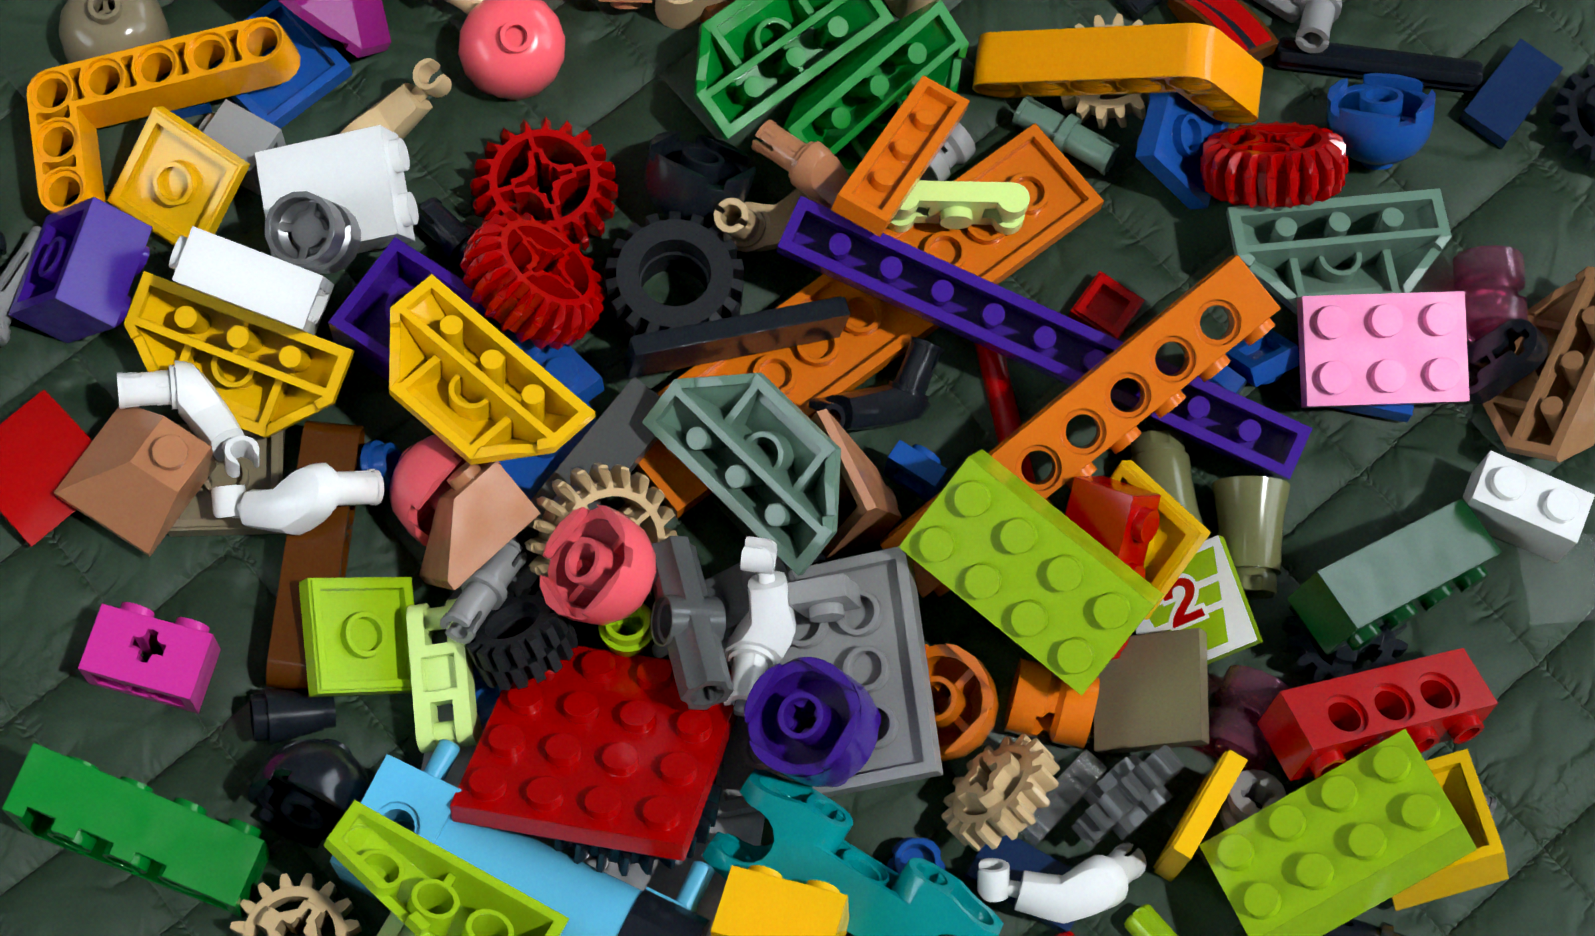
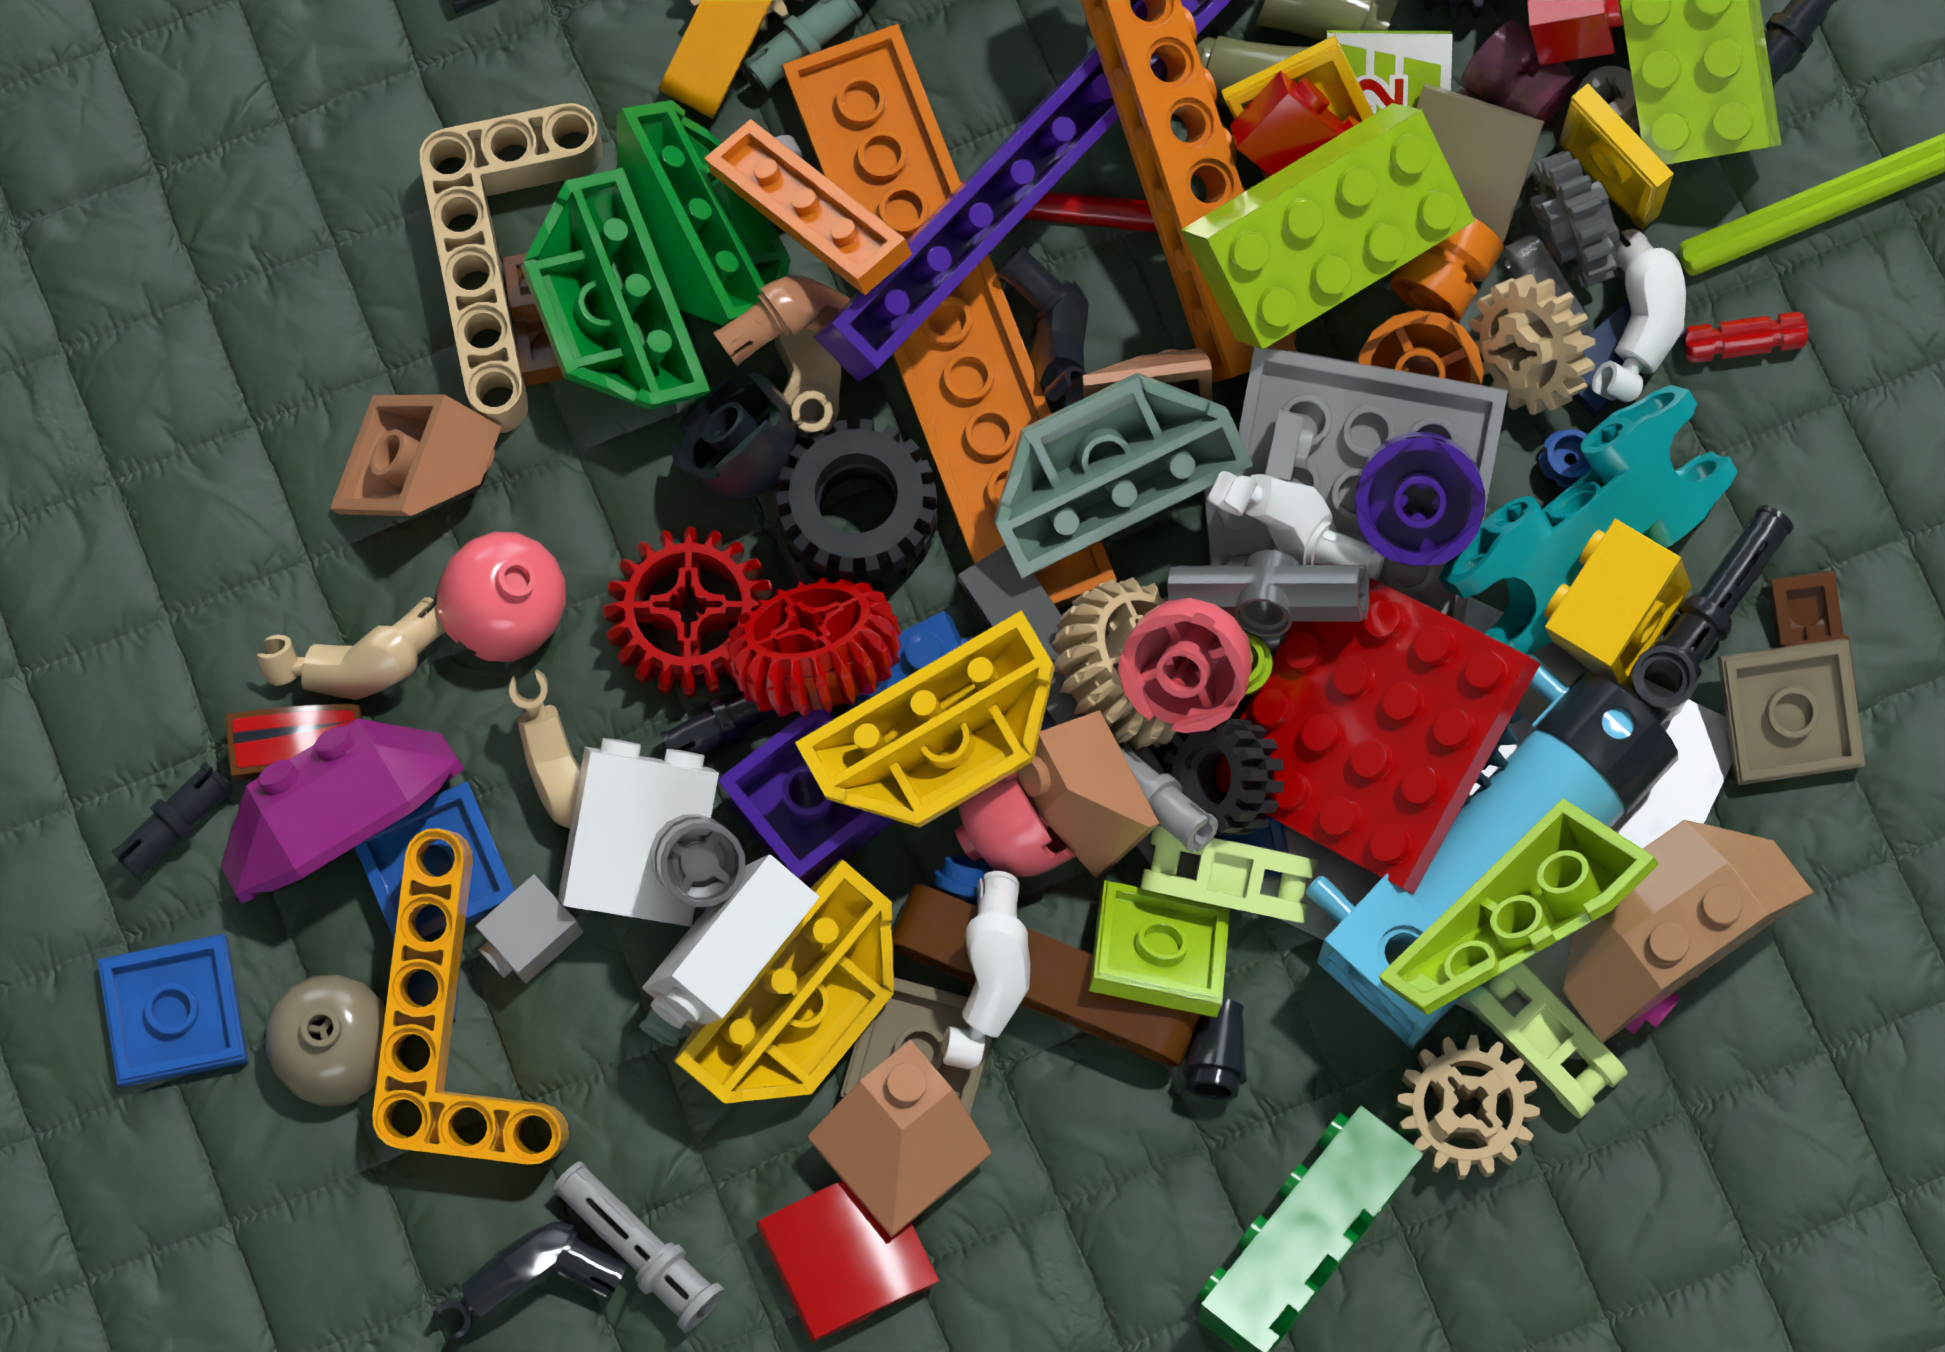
camera: 60 degrees left, 5 degrees up
(82, 271) = (642, 1136): dark purple brick -> none
(175, 679) = (1106, 1218): dark pink brick -> none
(177, 178) = (556, 1008): yellow tile -> none
(198, 406) = (850, 1048): white arm -> none
(308, 788) = (1315, 1043): black cylinder -> none
(735, 336) = (951, 451): black tile -> none
(915, 470) = (1145, 319): blue plate -> none
(963, 204) = (880, 130): yellowish green plate -> none
(1107, 306) = (1016, 66): red tile -> none

